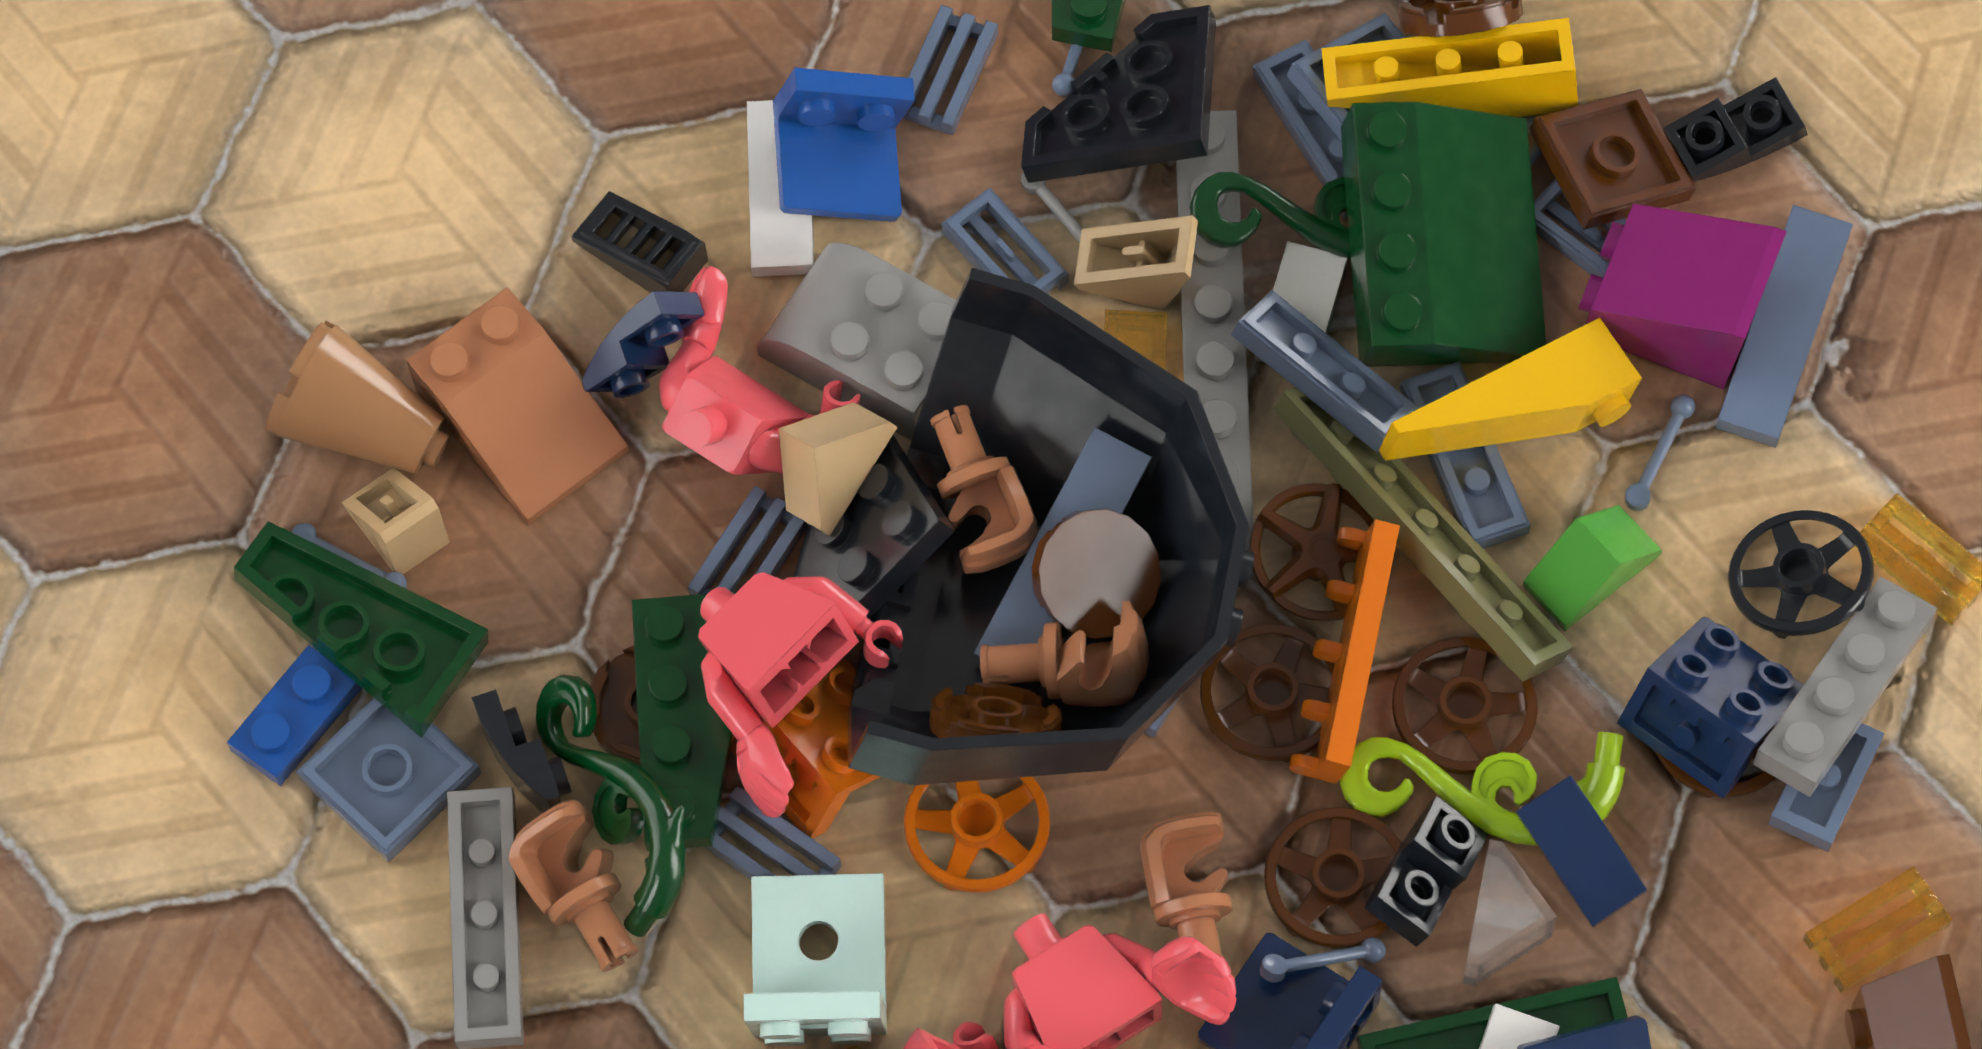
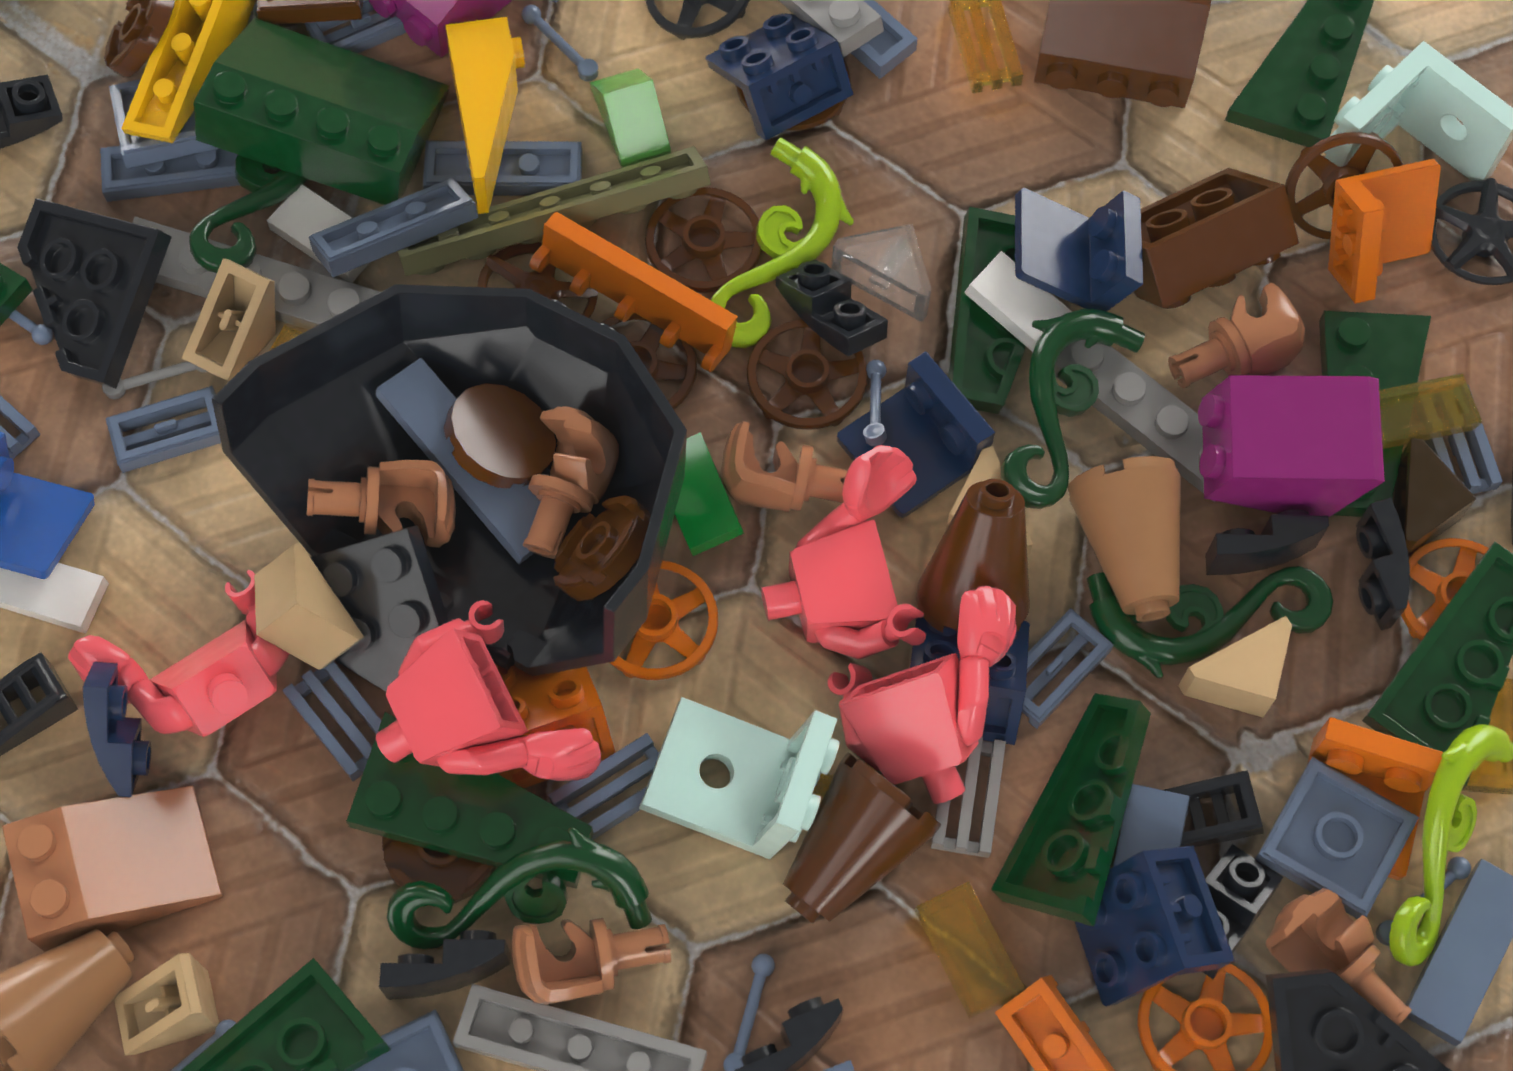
camera: 75 degrees left, 0 degrees up
(864, 327) = (185, 545): light grey brick -> none
(1127, 806) = (703, 503): none -> green slope
(1581, 851) = (860, 194): dark blue slope -> none

